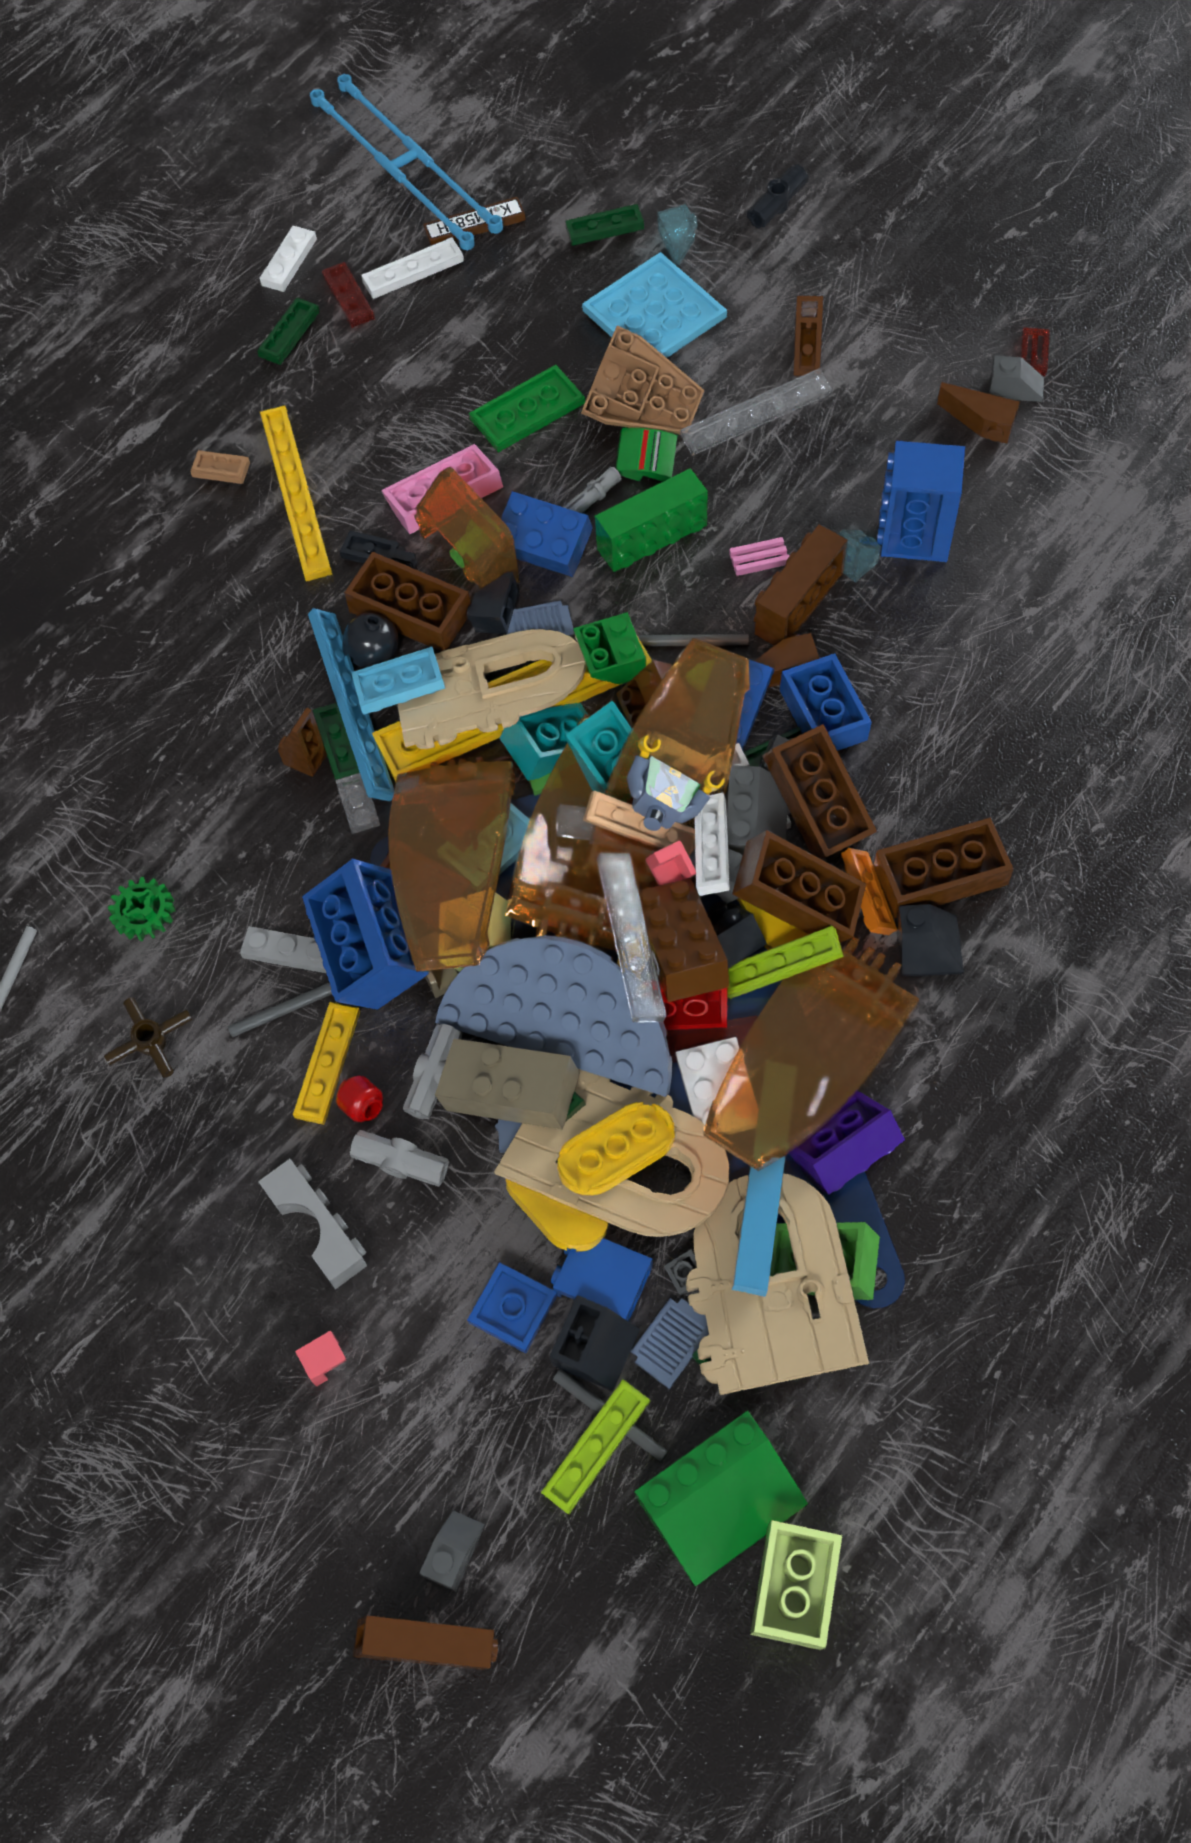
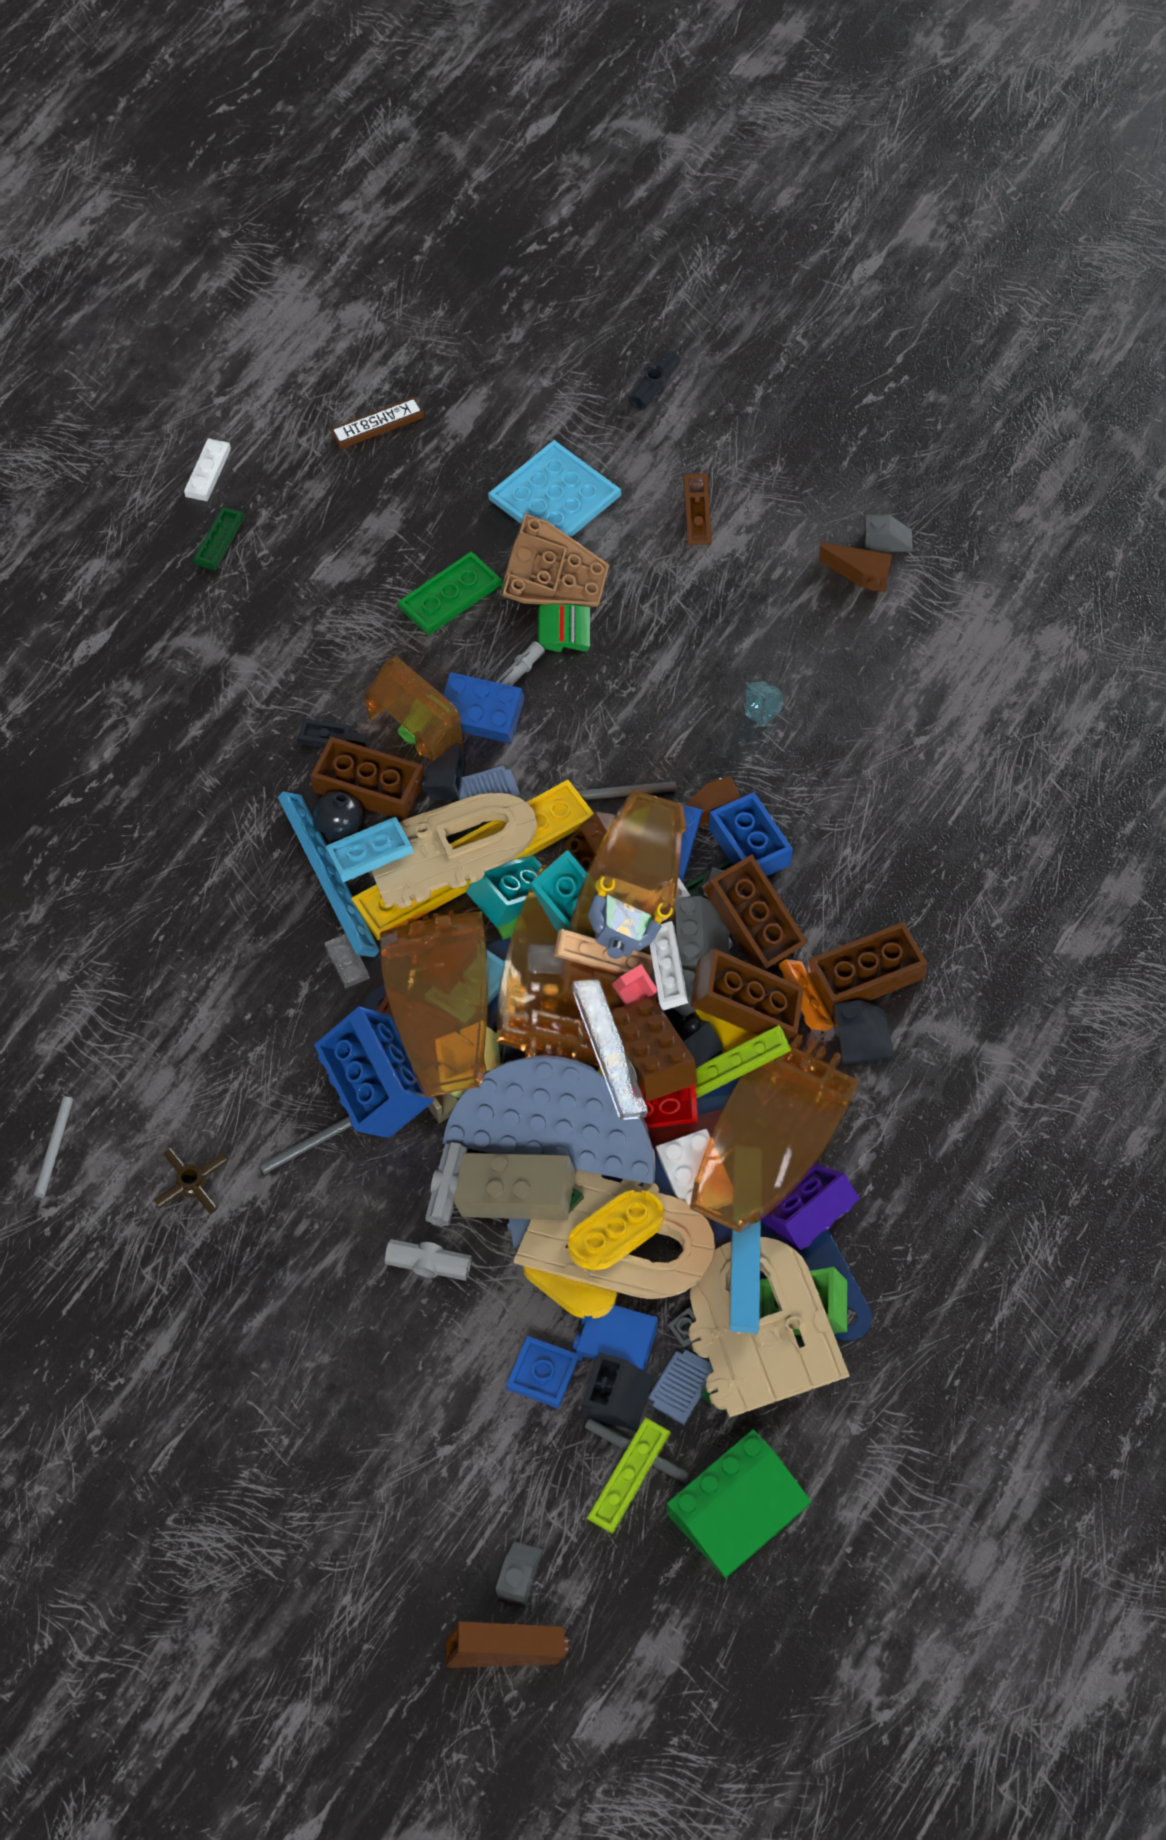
camera: 10 degrees left, 5 degrees down
(128, 913) = (166, 1074): green gear -> none
(220, 467) = (174, 670): medium nougat plate -> none
(282, 949) = (300, 1094): light grey plate -> none
(295, 494) = (247, 688): yellow tile -> none
(303, 745) = (292, 914): reddish brown slope -> none
(321, 1357) = (384, 1429): coral panel -> none
(326, 1063) = (351, 1187): yellow tile -> none
(335, 1253) = (338, 1297): light grey arch -> none
(336, 741) = (319, 908): dark green plate -> none
(348, 294) = (269, 500): clear red tile -> none
(359, 1099) = (386, 1213): red head -> none
(412, 268) = (326, 471): white plate -> none
(465, 239) = (236, 298): dark azure bar -> none
(468, 463) = (356, 679): bright pink slope -> none
(604, 224) = (498, 417): dark green plate -> none
(611, 649) = (557, 805): green slope -> none
(651, 520) = (577, 687): green brick -> none
(677, 231) = (566, 419): clear light blue slope -> none
(755, 411) = (658, 580): clear tile -> none
(758, 552) = (675, 708): bright pink tile -> none
(796, 1585) = (809, 1563): yellowish green brick -> none
(800, 585) = (716, 735): reddish brown brick -> none
(920, 500) = (814, 652): blue brick -> none
(1045, 348) = (900, 489): clear red tile -> none

